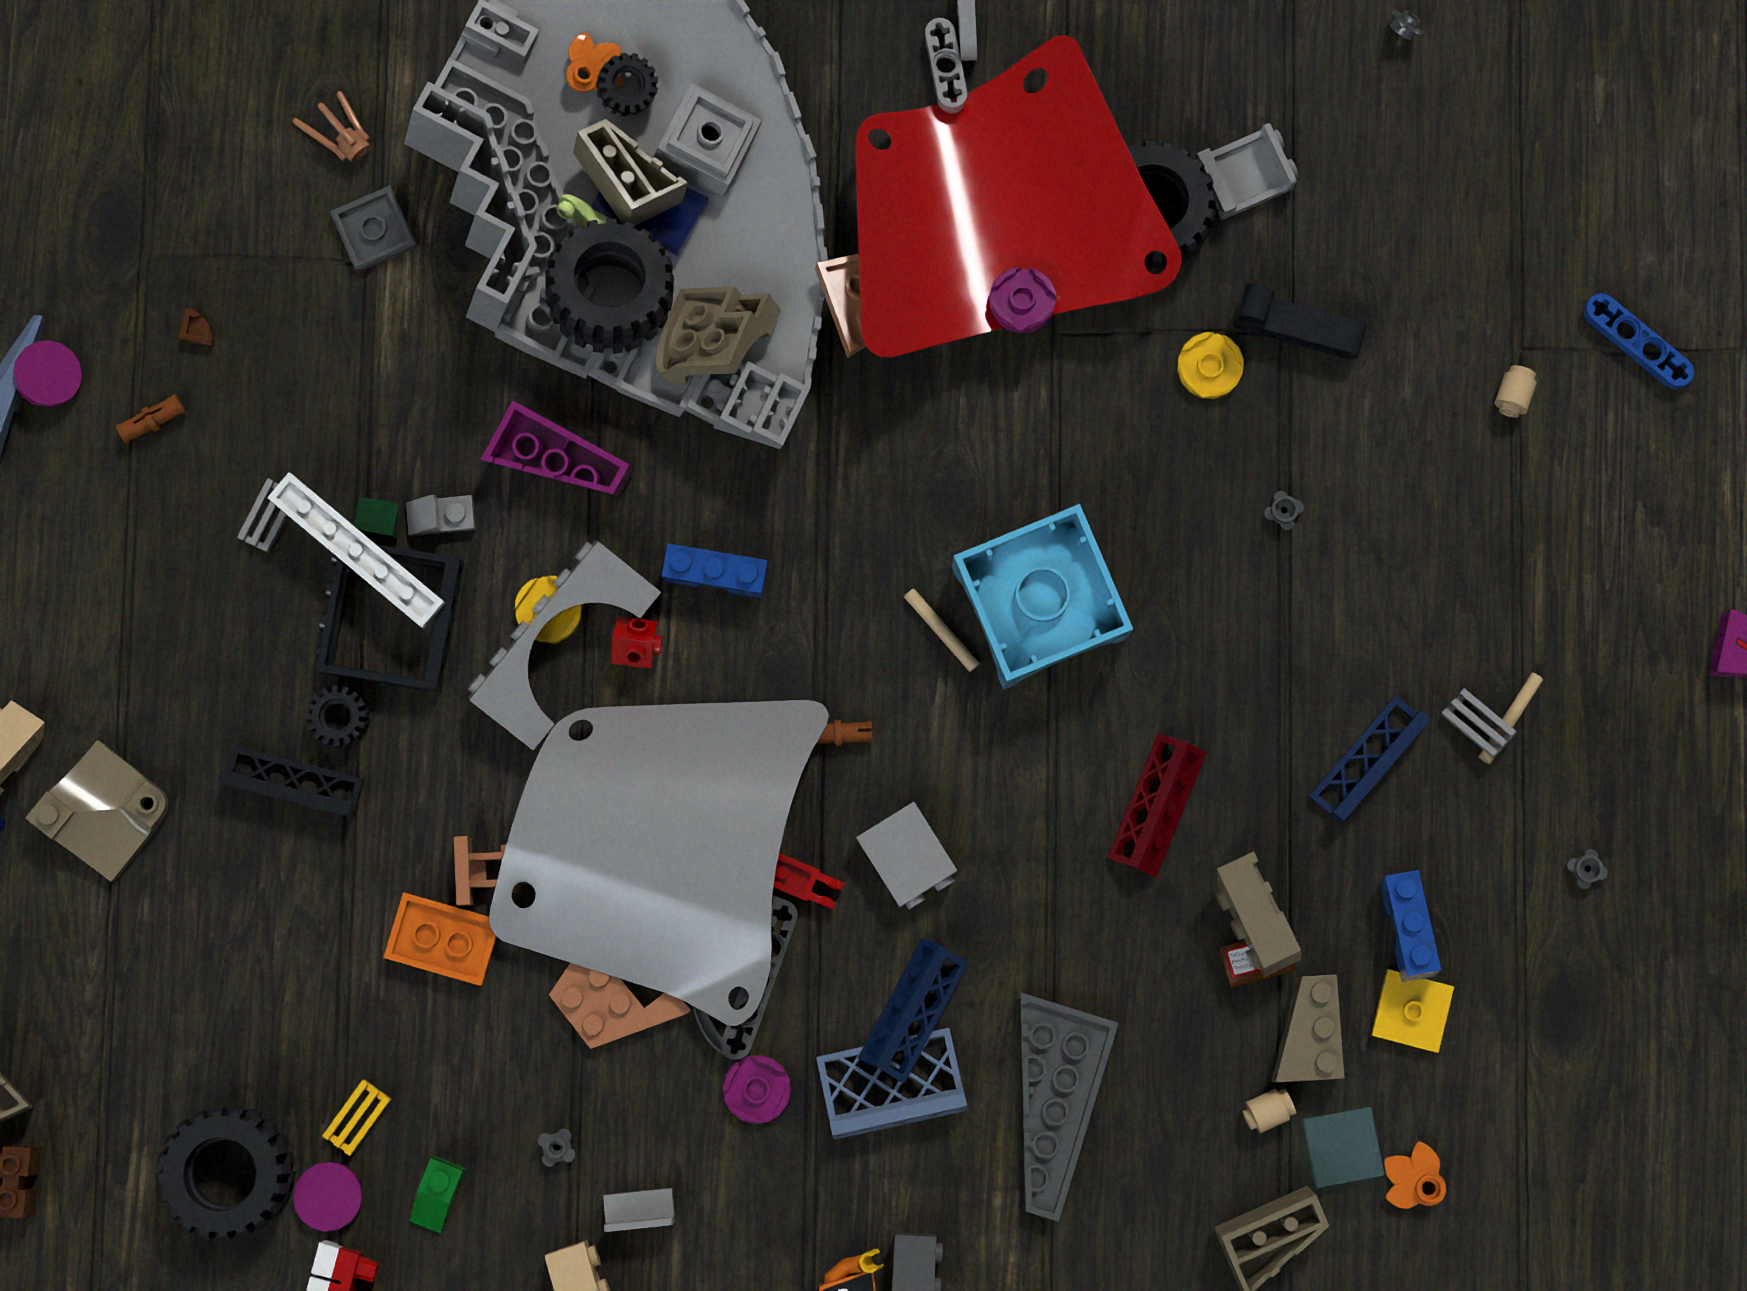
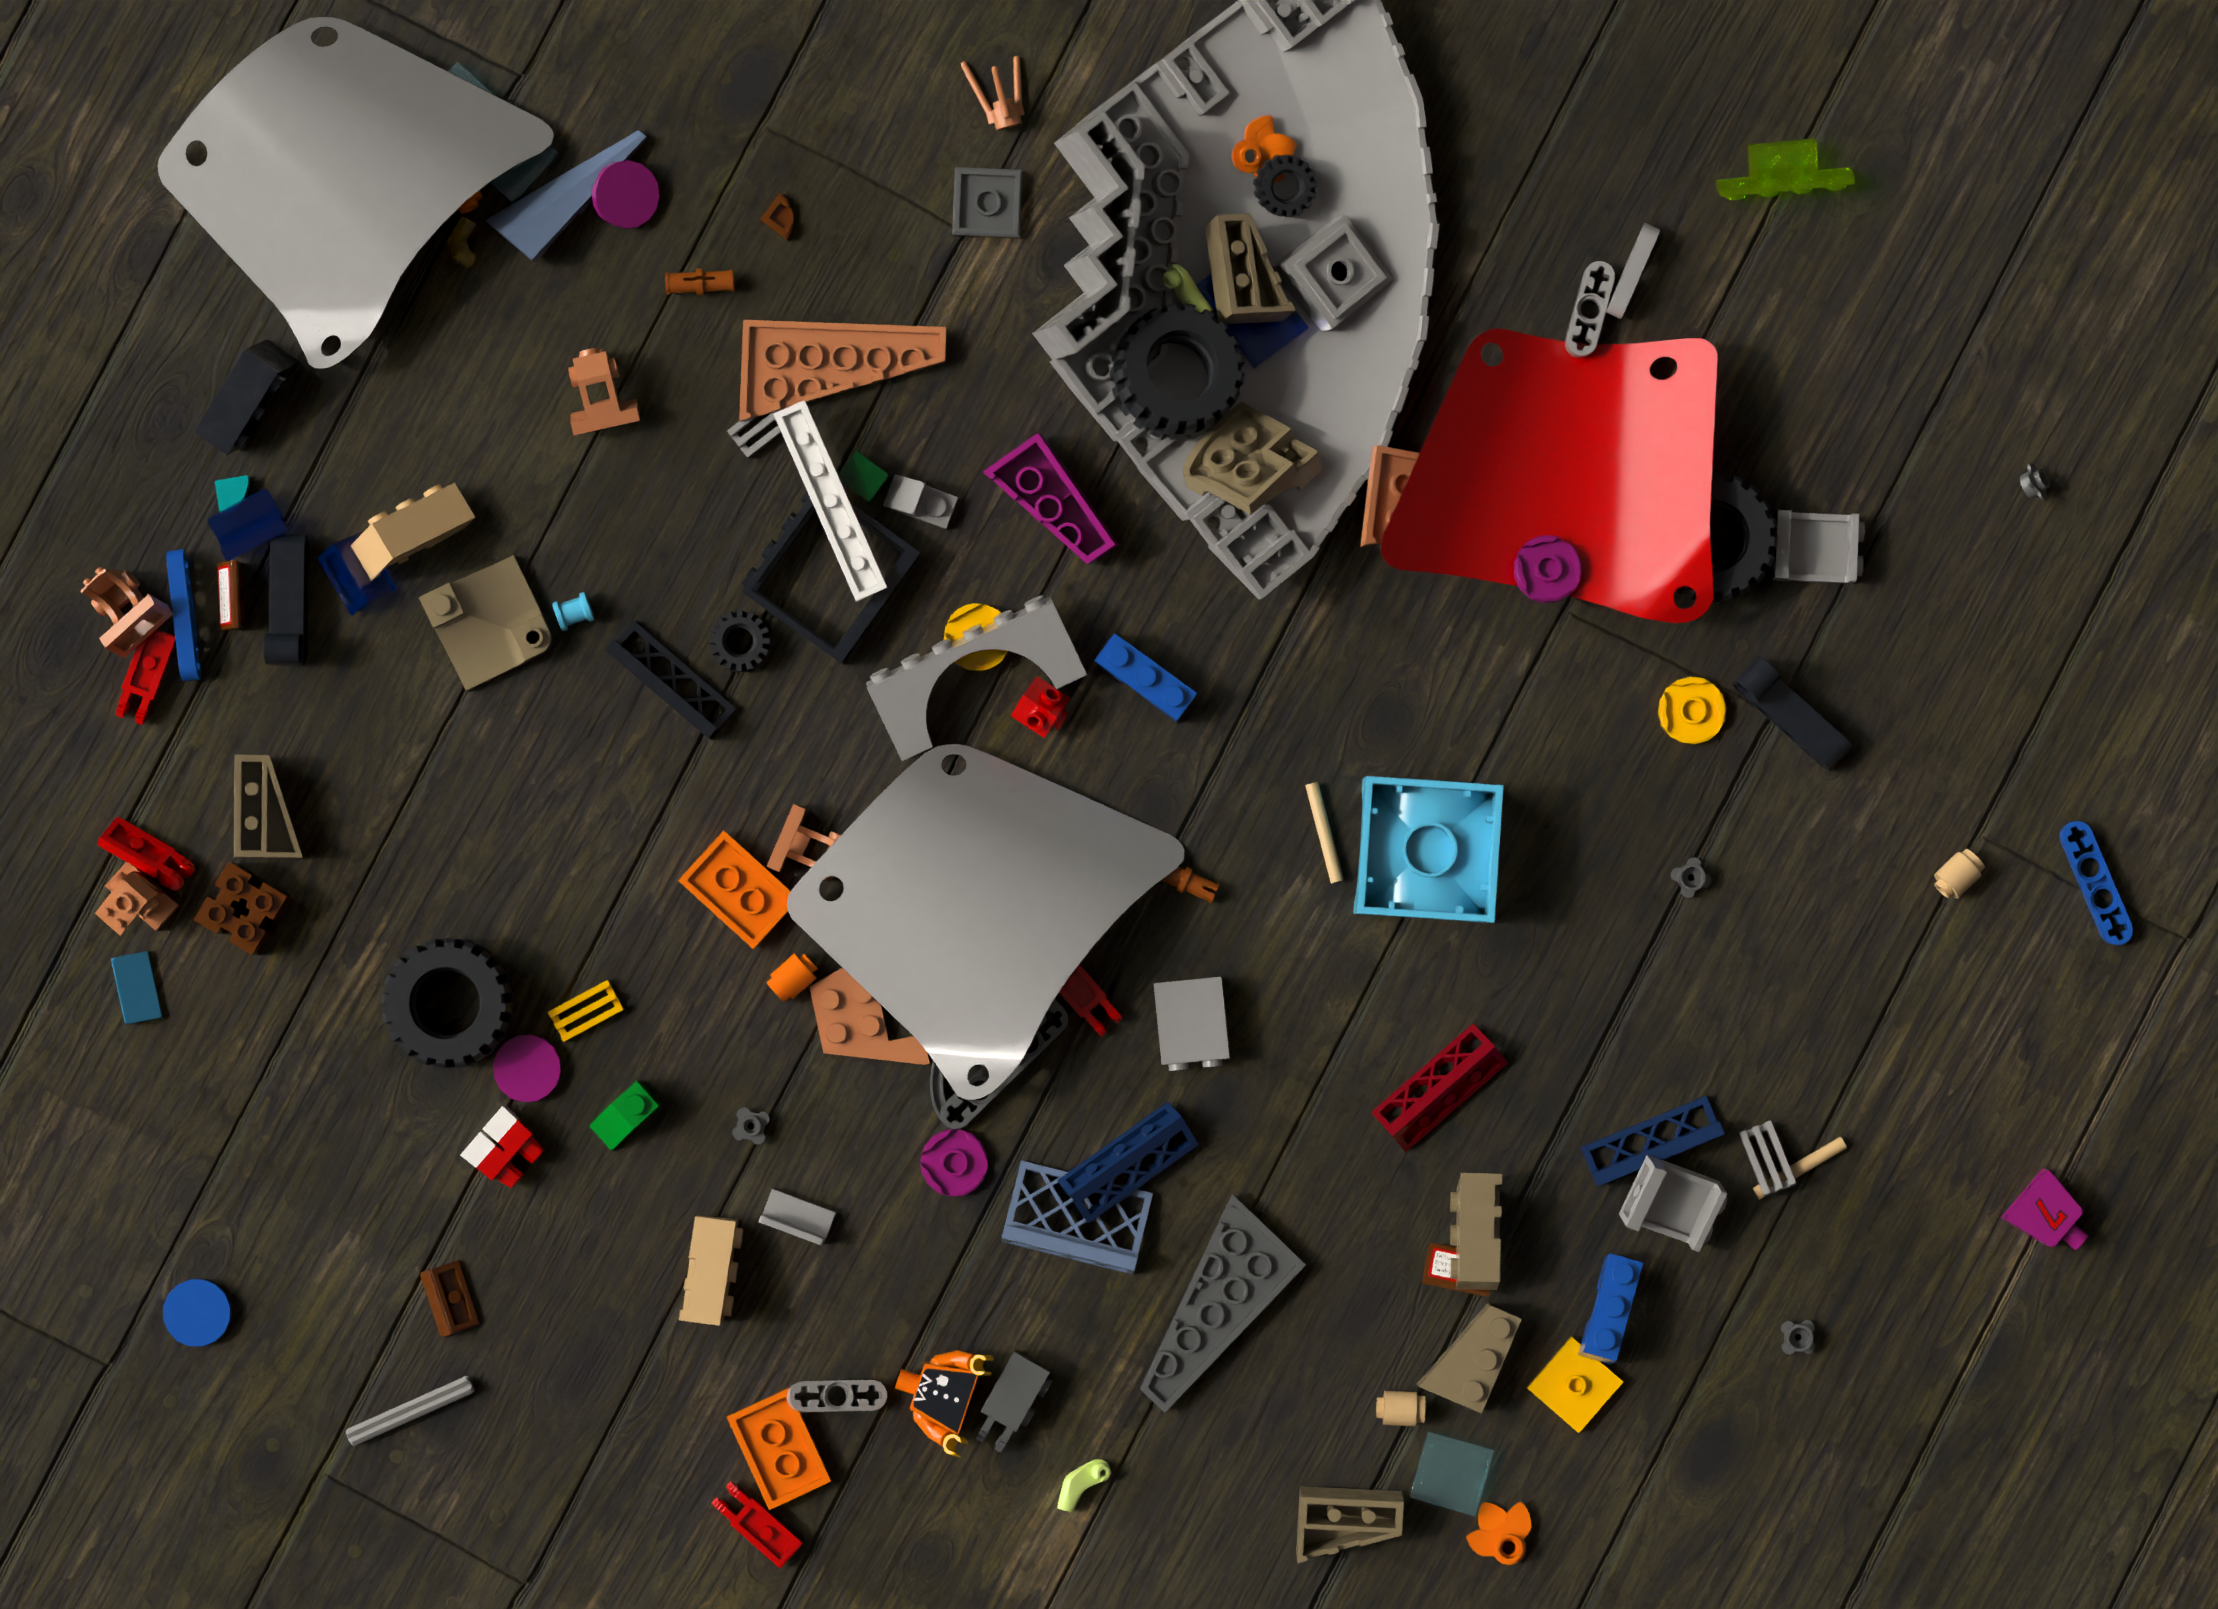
camera: 25 degrees right, 5 degrees up
(89, 534) = (596, 367): none -> nougat tile
(174, 763) = (573, 611): none -> medium azure bush
(297, 430) = (818, 359): none -> nougat wing
(529, 993) = (792, 977): none -> orange brick
(1417, 802) = (1674, 1202): none -> light grey panel

